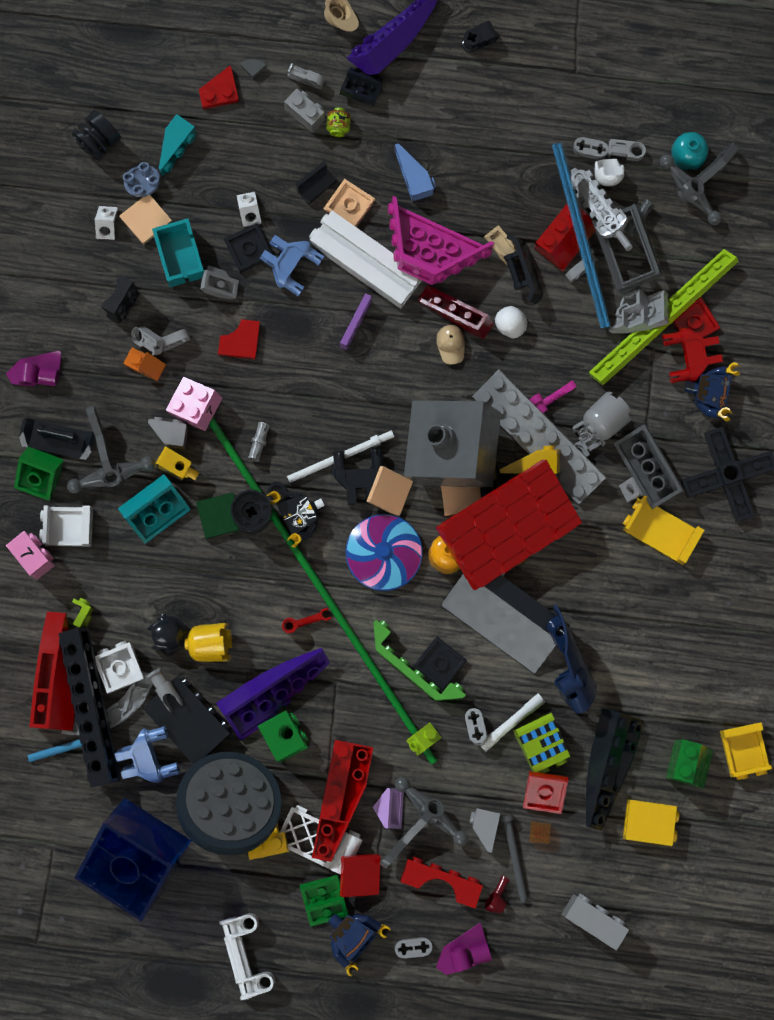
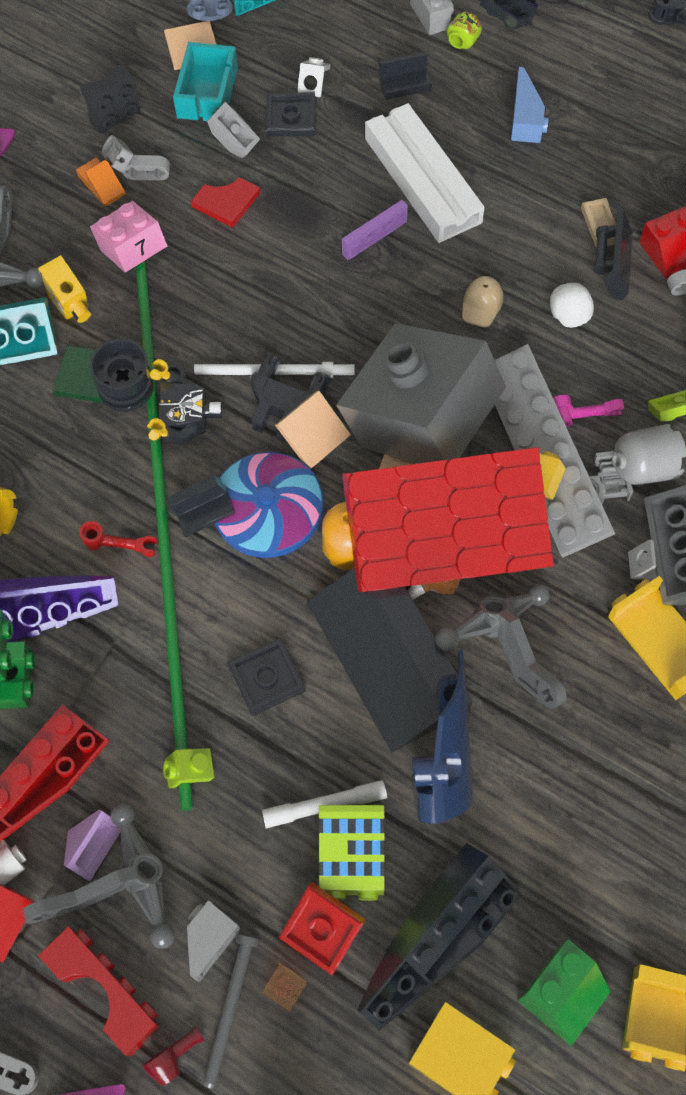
camera: 30 degrees right, 15 degrees down
(105, 218) = (146, 25): white bracket -> none
(170, 433) = (85, 260): light grey slope -> none
(258, 441) = (183, 311): light grey pin -> none
(287, 261) = (329, 136): medium blue connector -> none
(346, 575) = (201, 505): none -> black panel
(350, 203) = (438, 112): light nougat tile -> none
(381, 633) = (257, 719): bright green slope -> none
(430, 249) = (508, 188): dark pink piece -> none
(457, 312) = (513, 272): dark red slope -> none
(472, 728) = (264, 783): light grey beam -> none
(574, 574) = (500, 619): none -> dark grey piece

